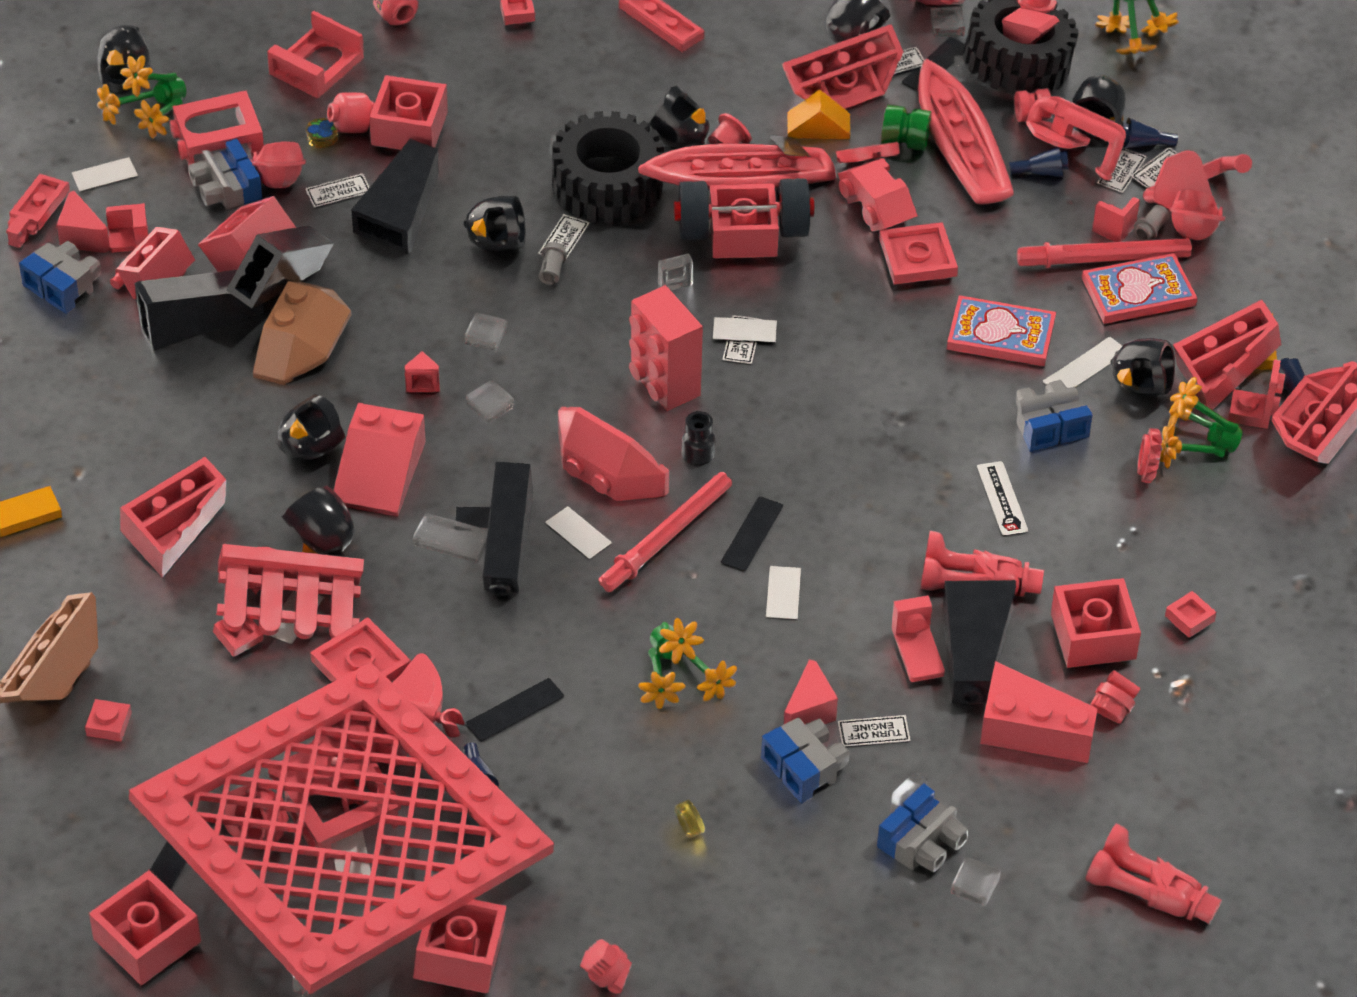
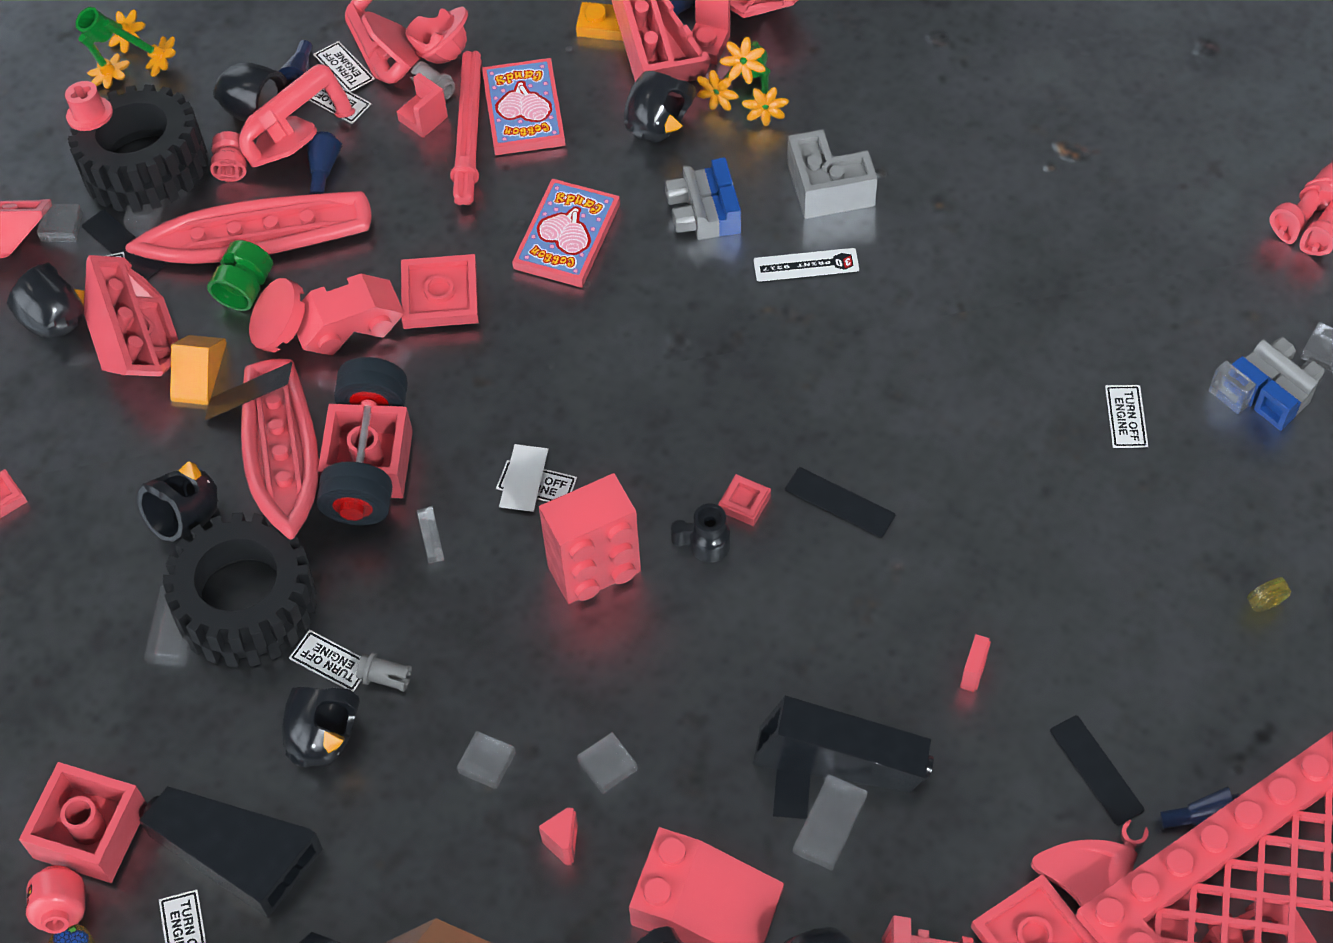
camera: 80 degrees left, 10 degrees up
(578, 532) = (827, 678): white sticker -> none
(597, 616) = (975, 663): none -> coral tile
(608, 458) = (727, 641): coral wedge -> none
(627, 565) = (857, 596): coral axle -> none
(670, 643) = (1020, 592): light orange plant -> none
(730, 131) = (208, 454): coral piece -> none
(743, 467) = (745, 500): none -> coral tile
(783, 592) = (929, 480): white sticker -> none
(801, 759) = (1184, 479): hips -> none
(812, 697) = (1101, 462): coral slope -> none
(914, 638) = (1021, 359): coral bracket -> none
(975, 634) = (1017, 304): black slope -> none
(983, 565) = (927, 280): coral piece -> none
(1027, 25) = (133, 124): coral slope -> none
(1036, 717) = (1124, 267): coral wedge -> none
(1086, 364) = (624, 169): white sticker -> none
(1086, 487) = (827, 182): none -> light grey panel
(1095, 622) = (1009, 196): coral brick -> none
(1115, 697) = (1098, 200): coral piece -> none
(1149, 455) = (766, 121): coral gear -> none
(1190, 614) = (986, 124): coral plate -> none

